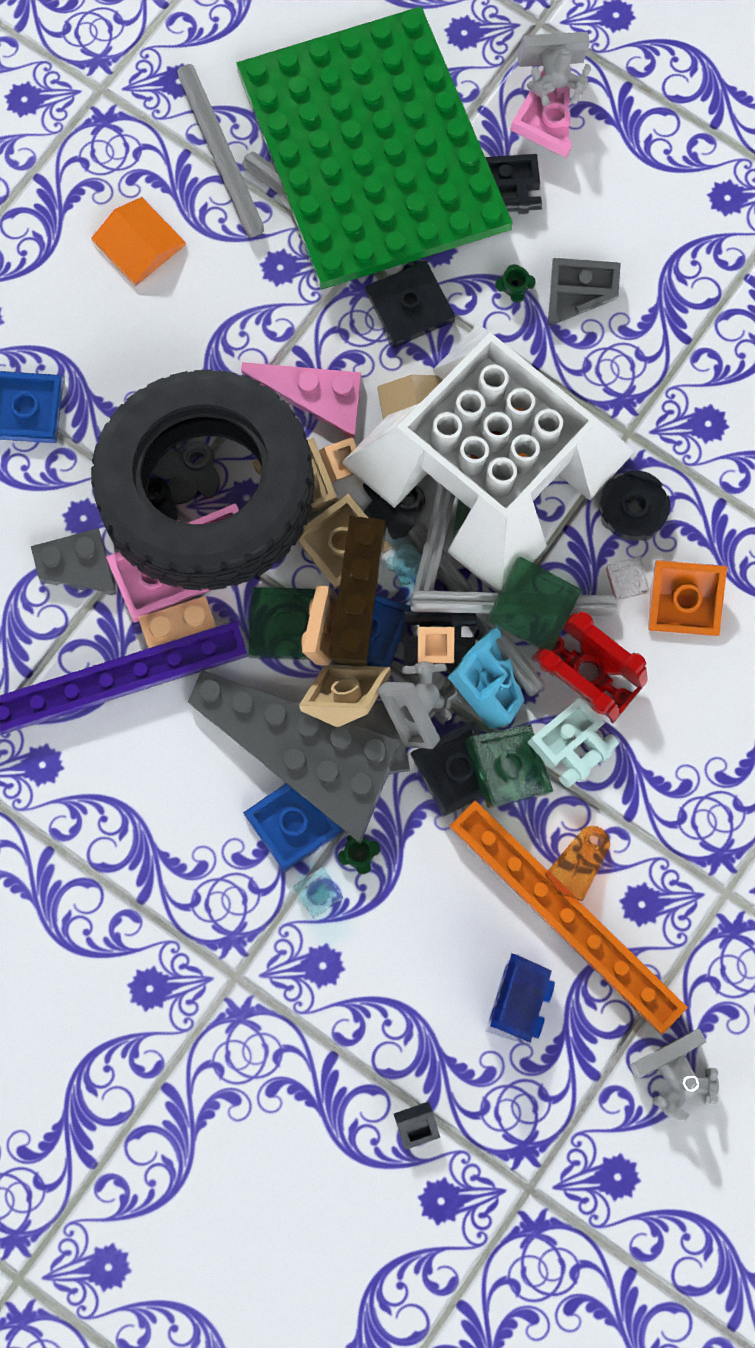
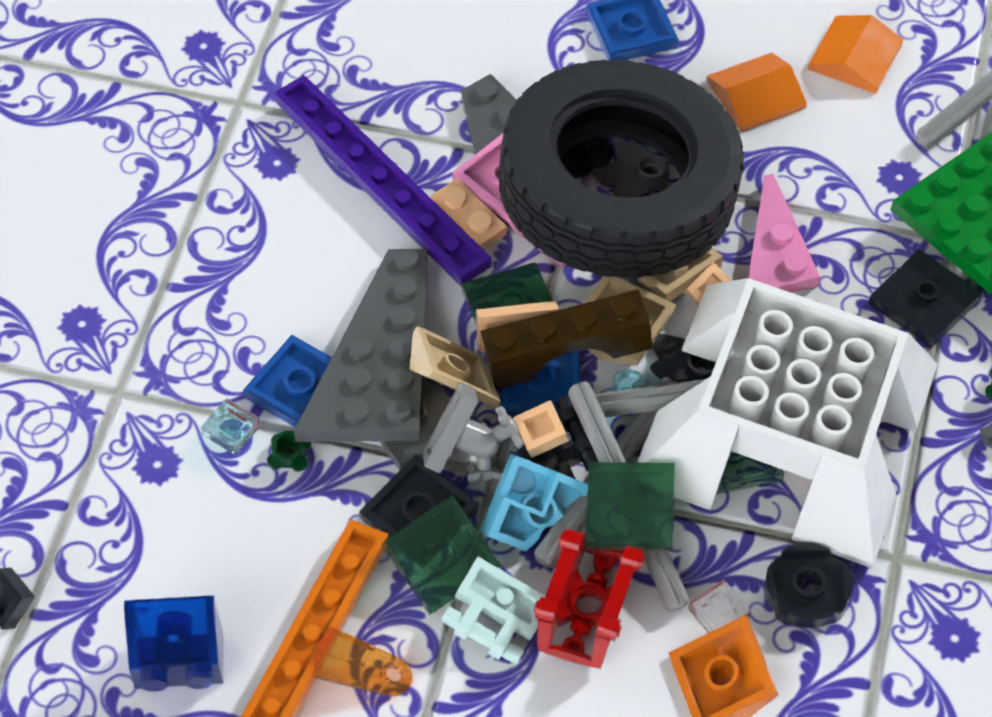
camera: 70 degrees right, 20 degrees down
(143, 335) = (758, 90): none -> orange slope

